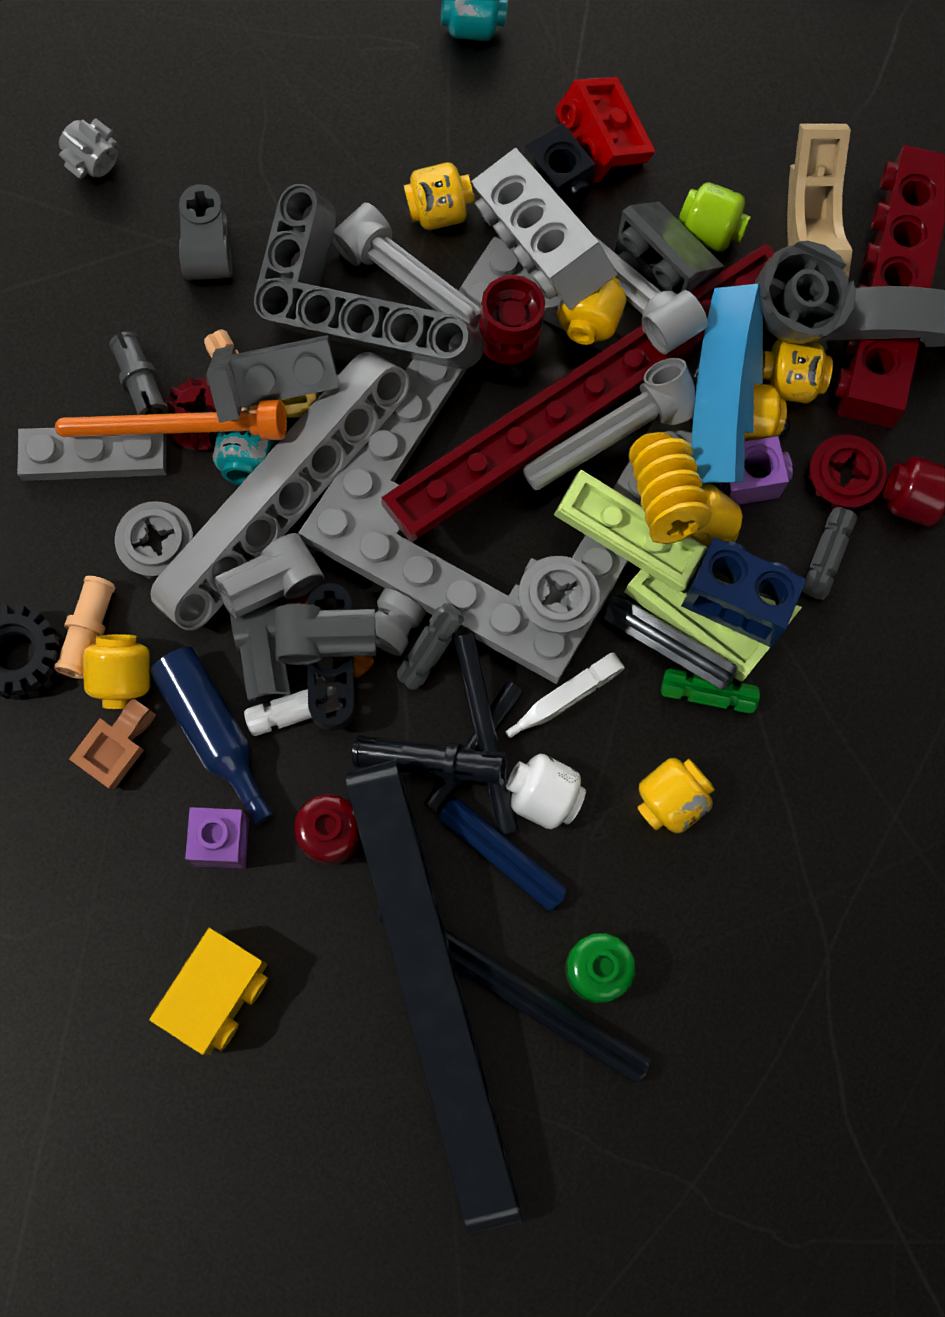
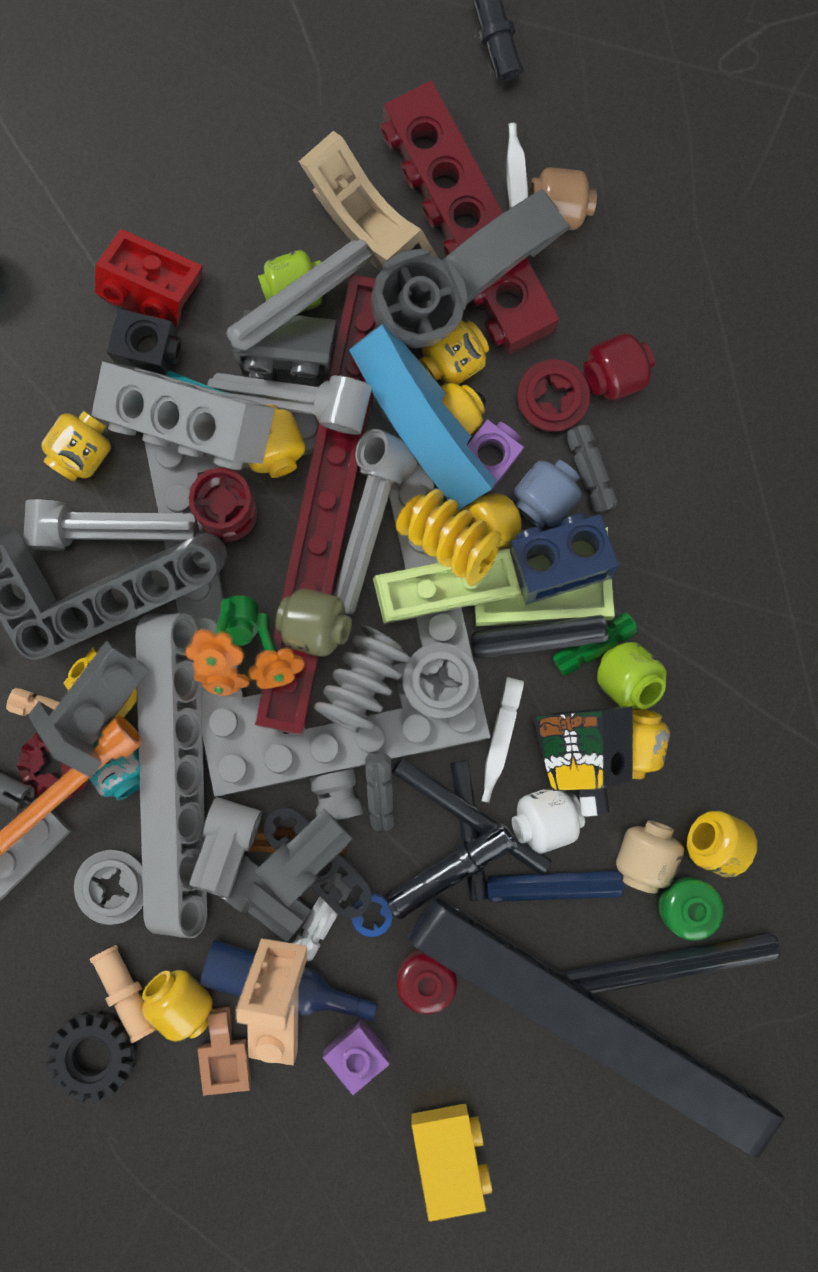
camera: 45 degrees left, 10 degrees up
(192, 724) = (271, 1001): none -> light nougat bracket
(319, 738) = (377, 930): none -> blue bush
(439, 416) = (218, 651): none -> orange plant
(496, 536) = (363, 680): none -> light grey piece
(499, 454) = (313, 622): none -> olive head
(602, 896) = (649, 857): none -> tan head
(628, 760) = (588, 752): none -> torso
(673, 938) = (721, 844): none -> yellow head
(711, 217) = (299, 295): none -> light grey axle
(718, 736) = (632, 676): none -> lime head
(778, 534) = (548, 493): none -> sand blue head

